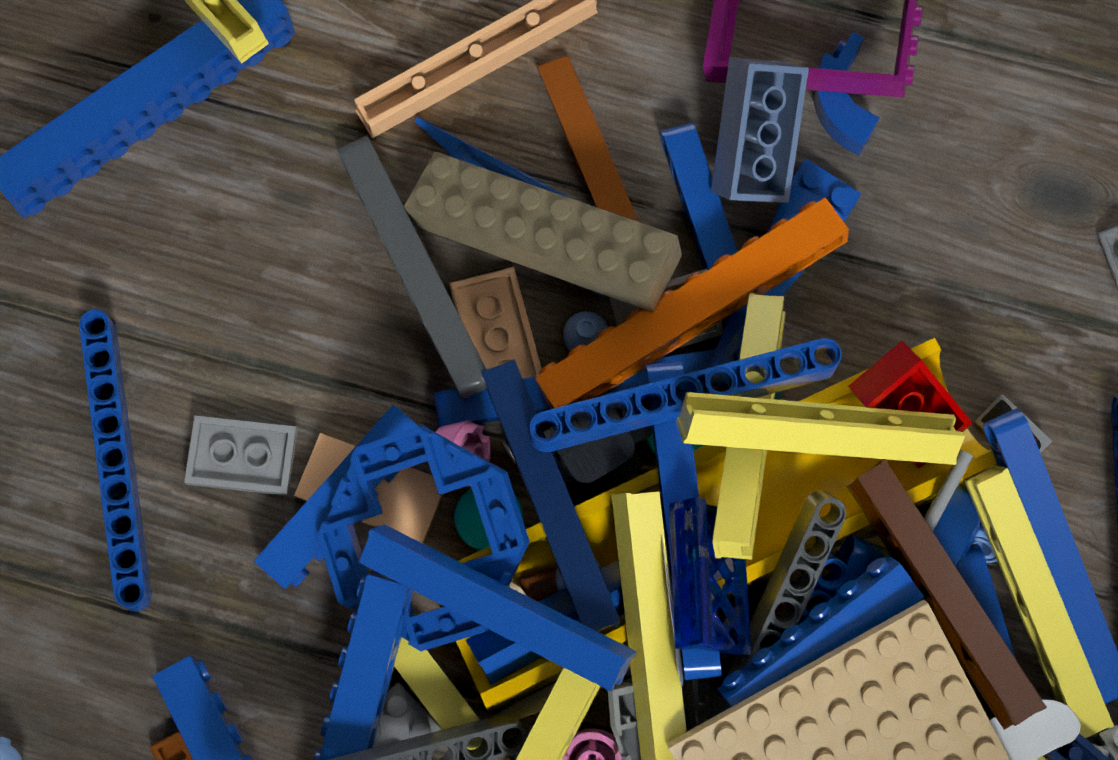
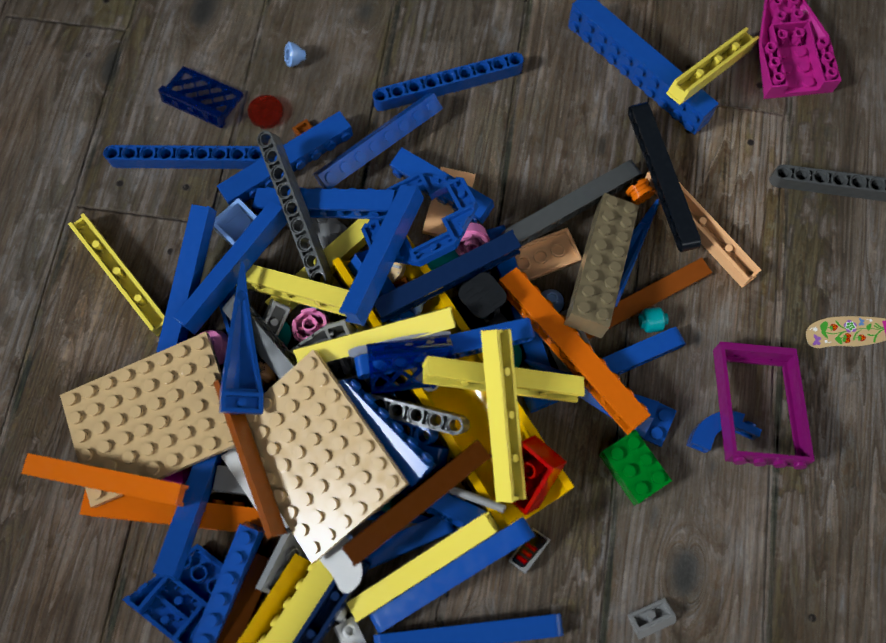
camera: 85 degrees right, 5 degrees down
(228, 607) = (378, 141): none -> blue brick
(241, 455) = (458, 139): light grey plate -> none
(385, 99) = (664, 177): none -> black beam
(402, 145) = (640, 192): none -> orange wheel
(644, 167) = (653, 319): none -> teal head
(670, 405) = (521, 344): blue beam -> none
(759, 130) = (686, 374): sand blue brick -> none
(896, 241) = (635, 467): none -> green brick

